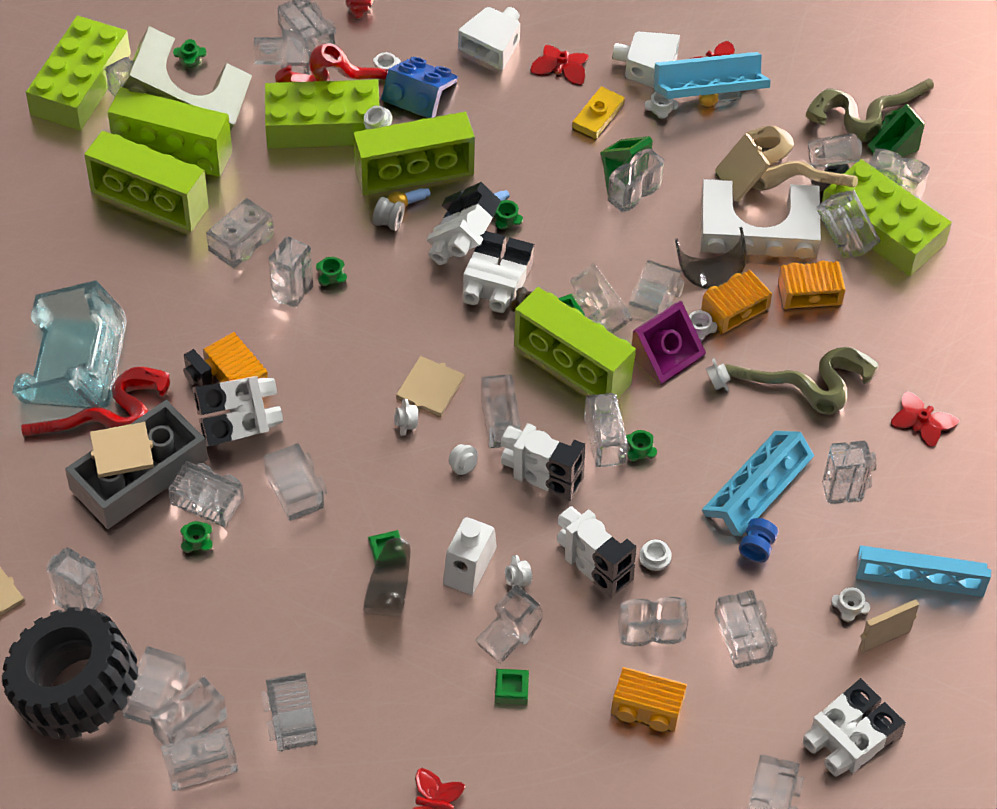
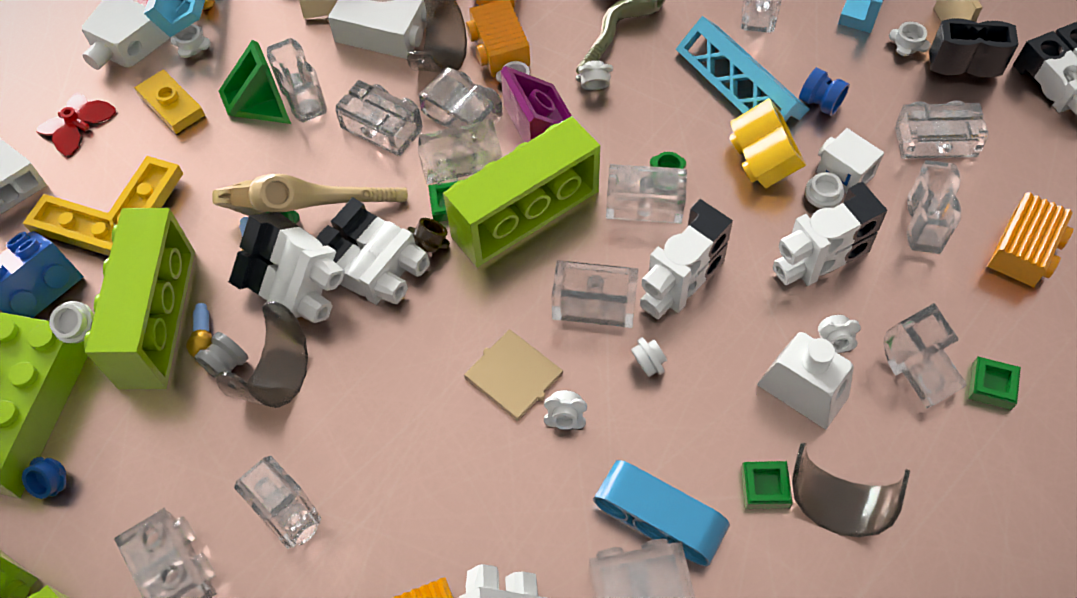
camera: 70 degrees left, 5 degrees up
(280, 153) = (44, 477): none -> blue plate
(328, 265) = (294, 446): green plate -> none
(346, 486) = (661, 511): none -> dark azure beam
(388, 252) = (280, 366): none -> clear smoke piece
(490, 125) = (92, 227): none -> yellow plate
(519, 197) = (290, 193): none -> tan animal
(623, 244) = (379, 117): none -> clear brick
(681, 502) = (766, 144): none -> yellow brick
(686, 565) = (849, 158): none -> white brick
(843, 641) = (973, 47): none -> black brick

